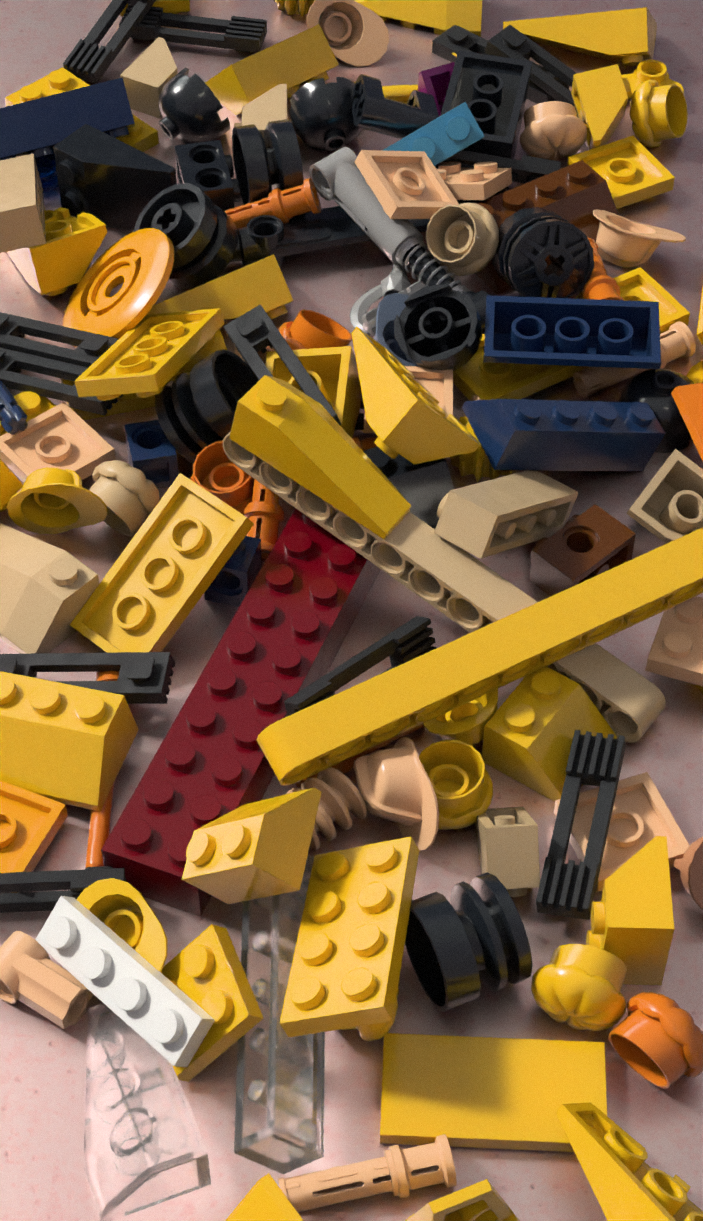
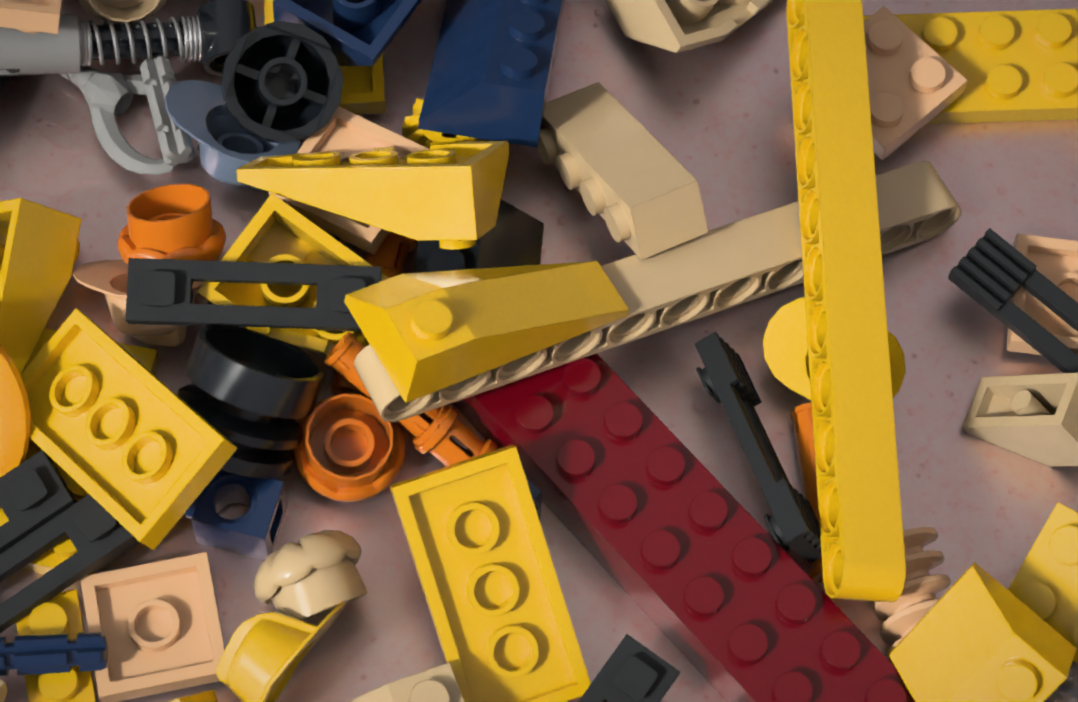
camera: 65 degrees left, 15 degrees up
(400, 791) = (949, 482): light nougat piece -> none
(458, 781) = (943, 435): yellow piece -> none
(535, 730) = (924, 307): yellow slope -> none
(580, 551) = (684, 101): reddish brown brick -> none

